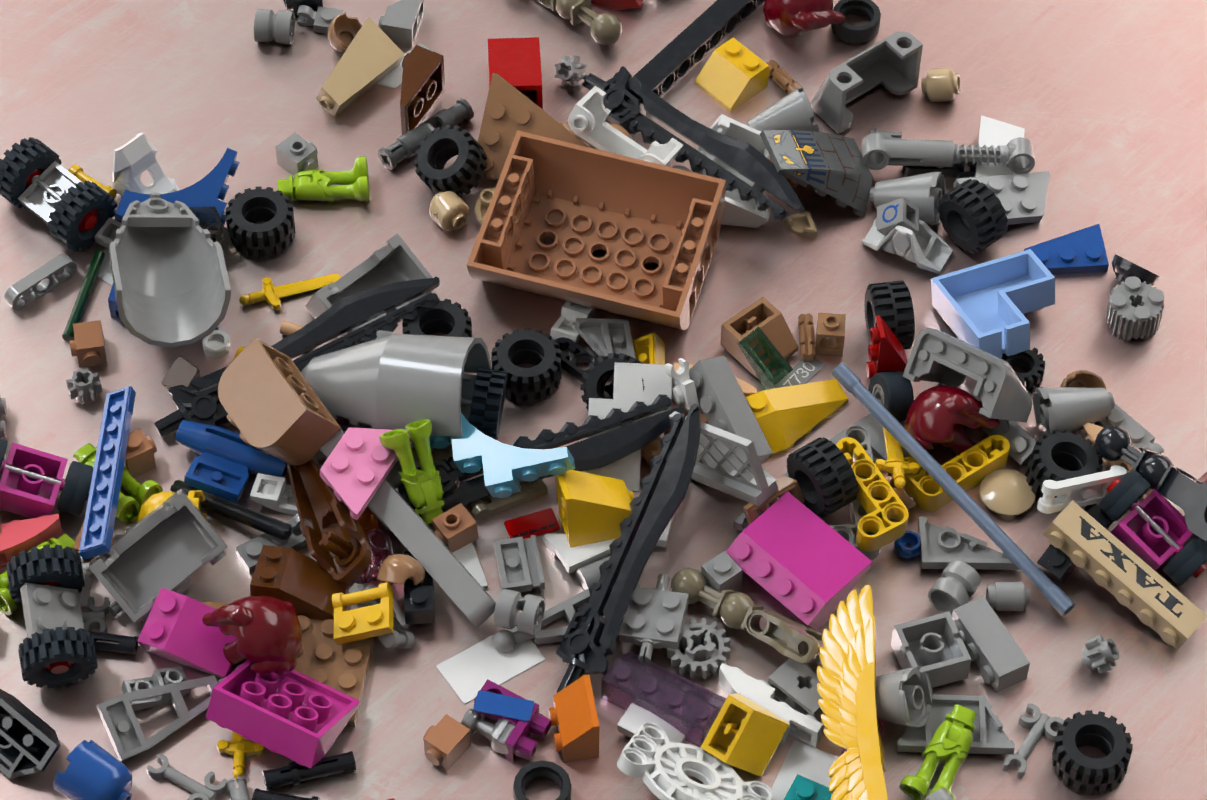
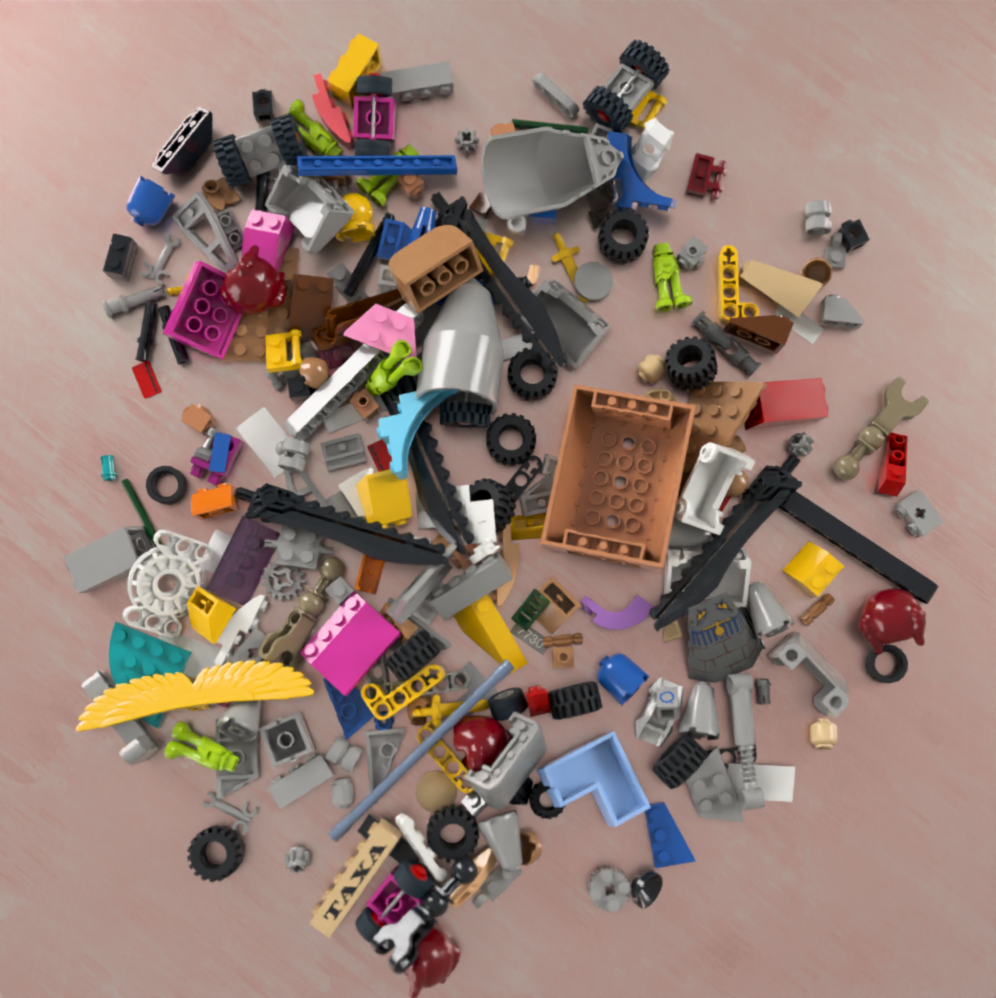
camera: 85 degrees right, 30 degrees up
(88, 696) = (221, 193): none -> medium nougat plate
(191, 140) = (700, 176): none -> dark red plate
(315, 264) = (593, 281): none -> light grey tile
(352, 123) = (731, 286): none -> yellow beam
(693, 546) = (369, 575): none -> orange hinge
(780, 262) = (627, 618): none -> medium lavender arch
(860, 266) = (621, 677): none -> blue cylinder
(893, 579) = (350, 709): none -> blue wing

